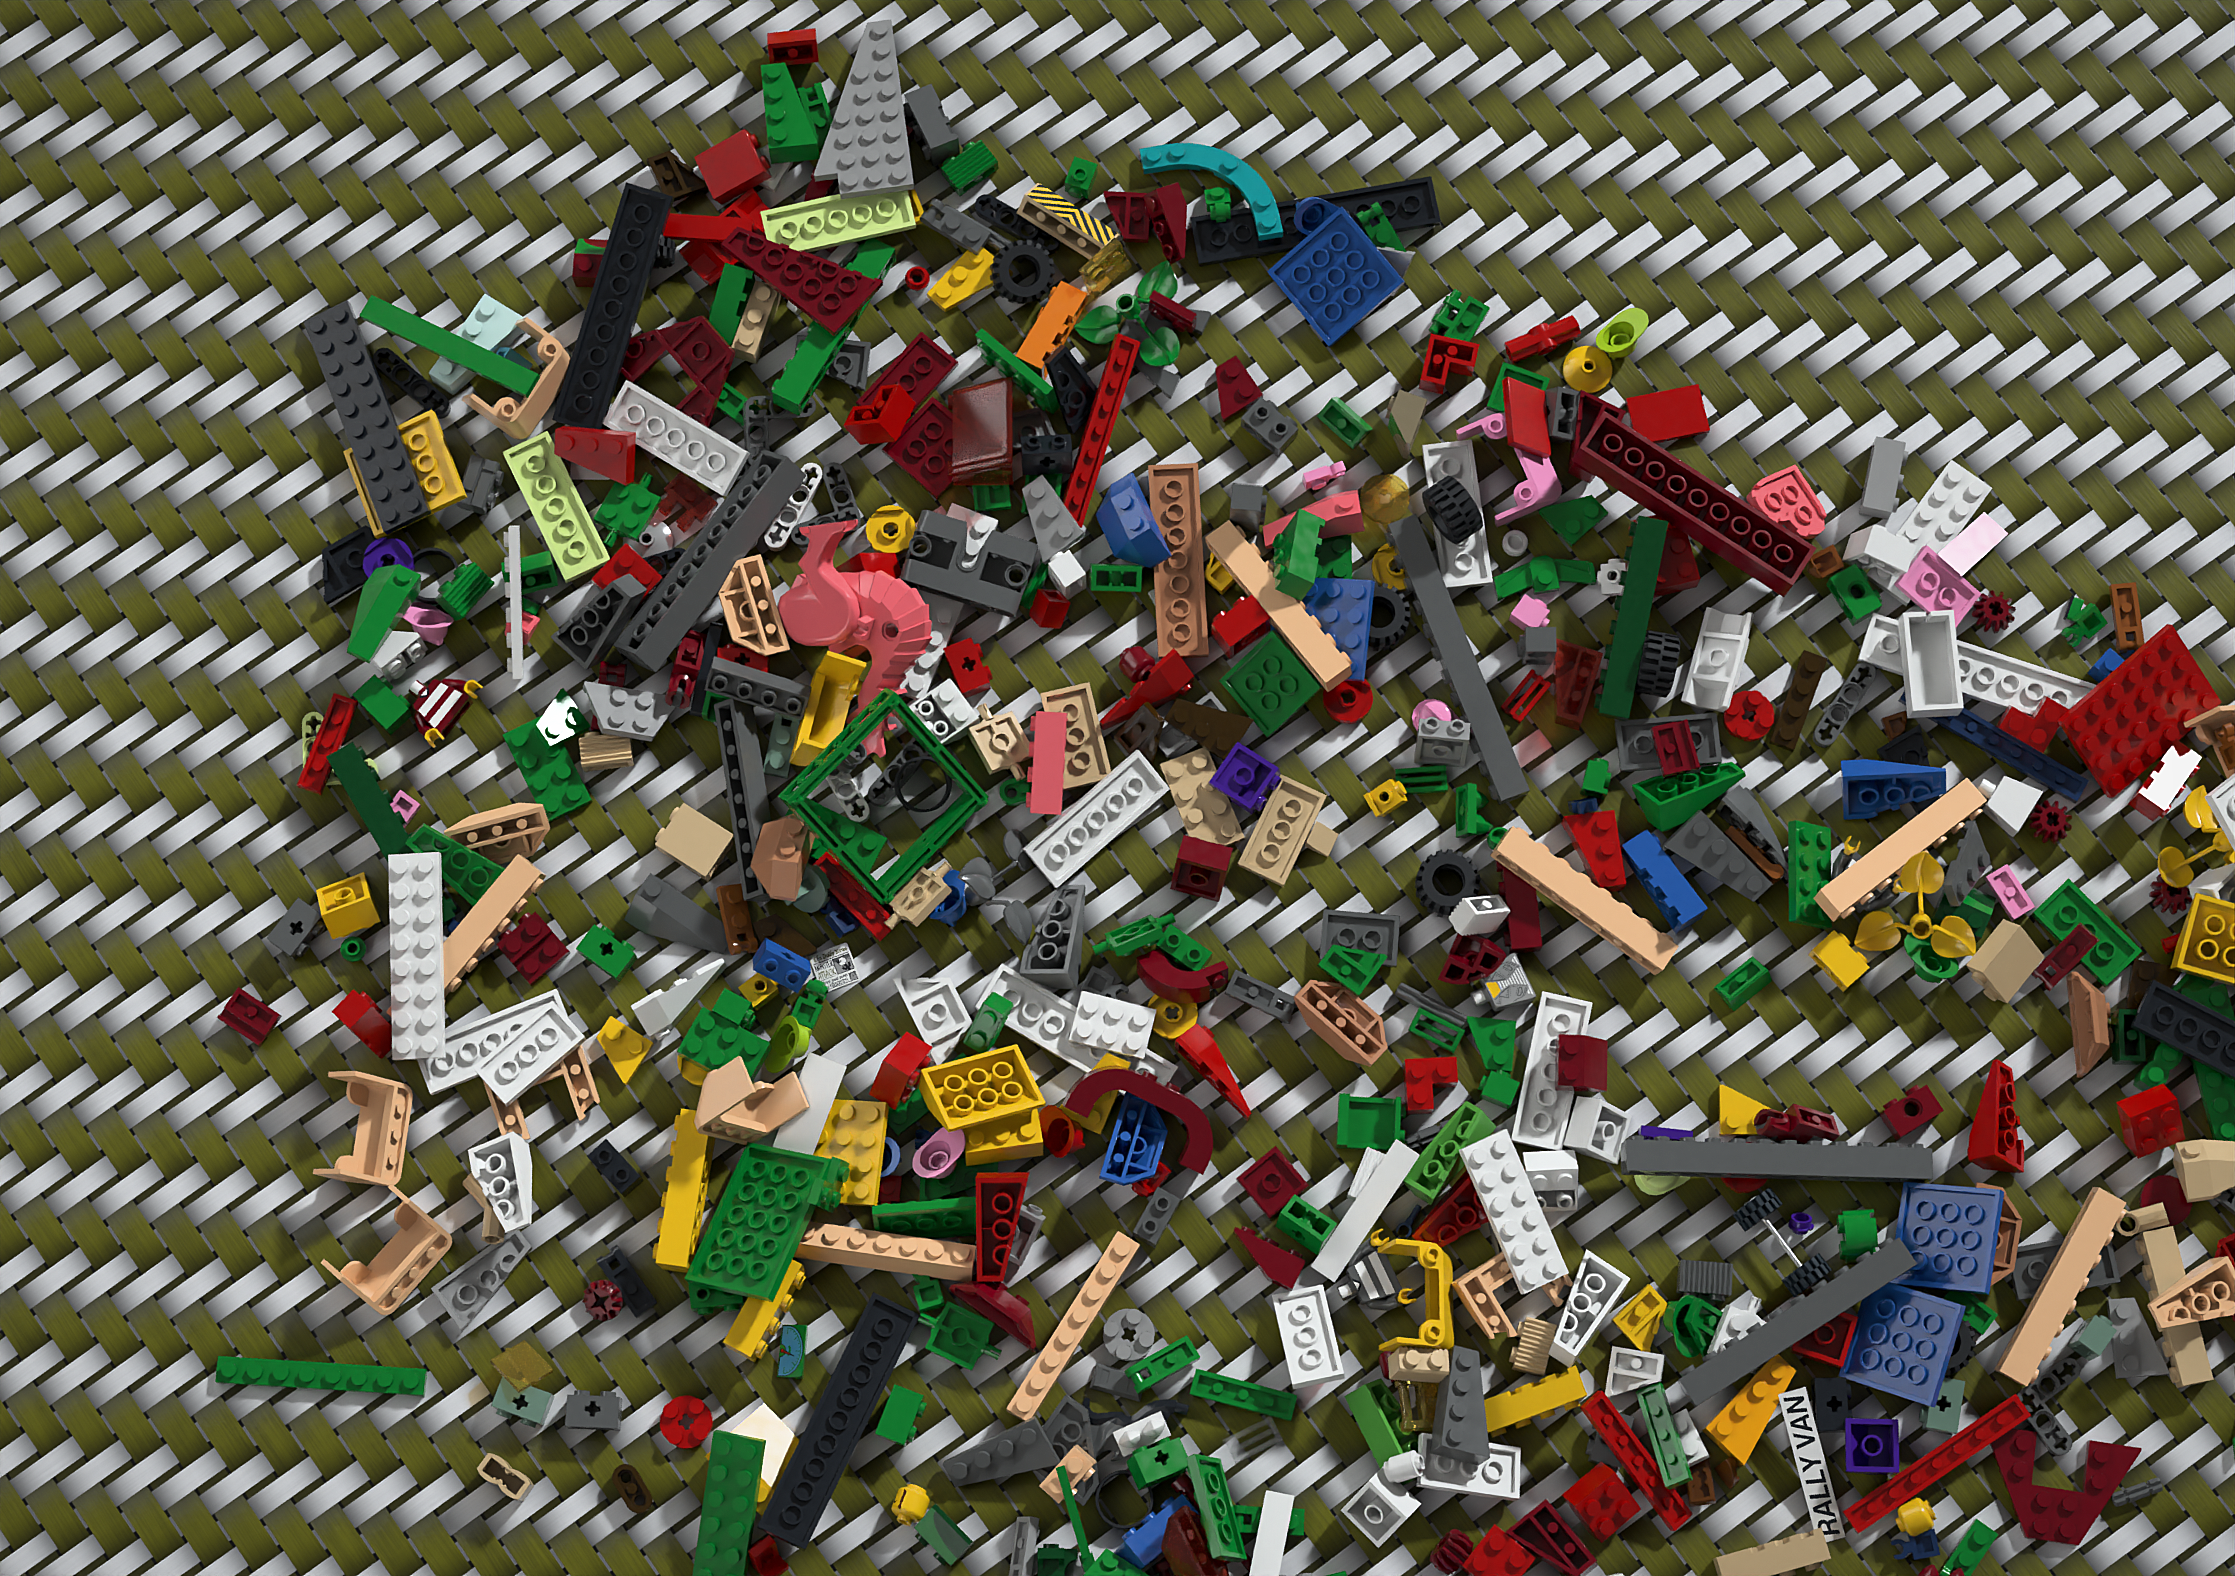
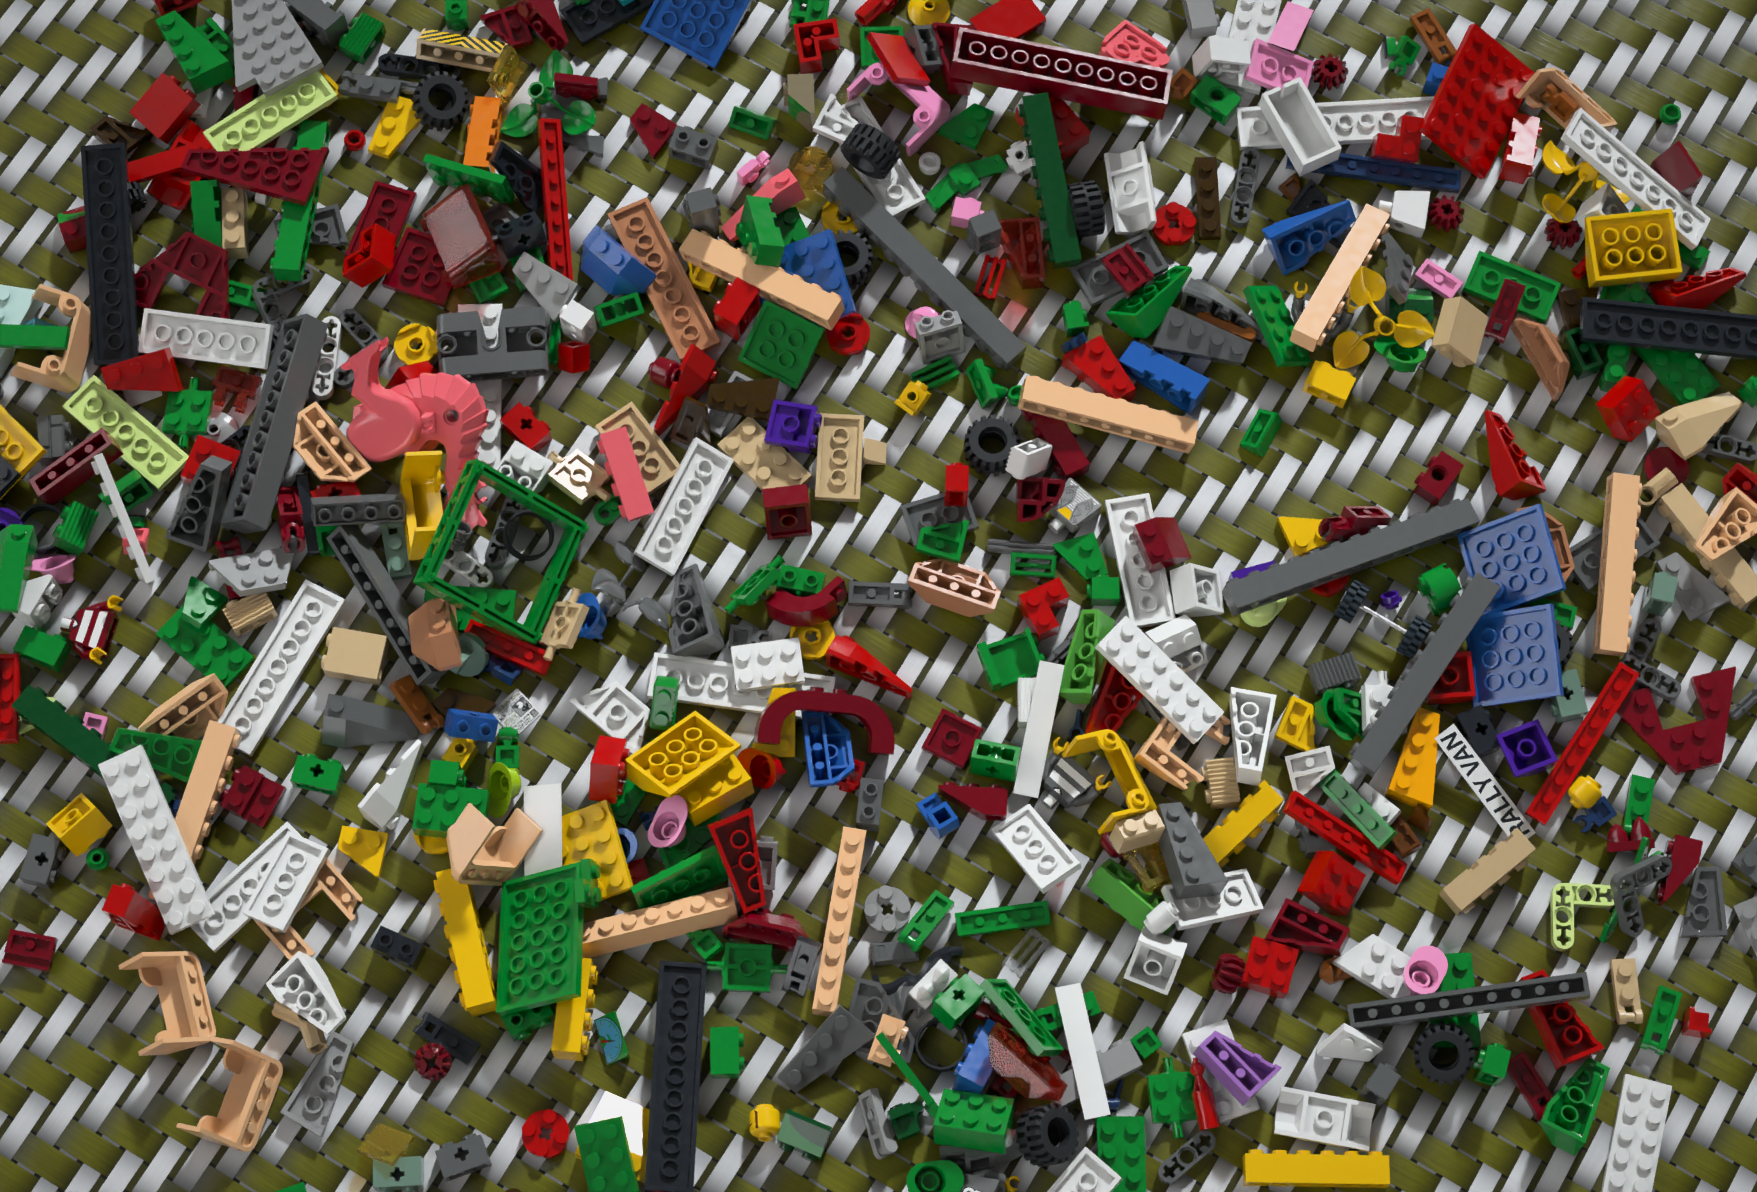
camera: 25 degrees left, 5 degrees down
(489, 524) = (74, 467): none -> dark red brick
(616, 819) = (281, 663): none -> white plate
(1013, 1359) = (801, 966): none -> black plate
(1221, 1258) = (938, 815): none -> blue brick
(1389, 913) = (956, 484): none -> red brick
(1431, 459) = (834, 121): none -> white wing

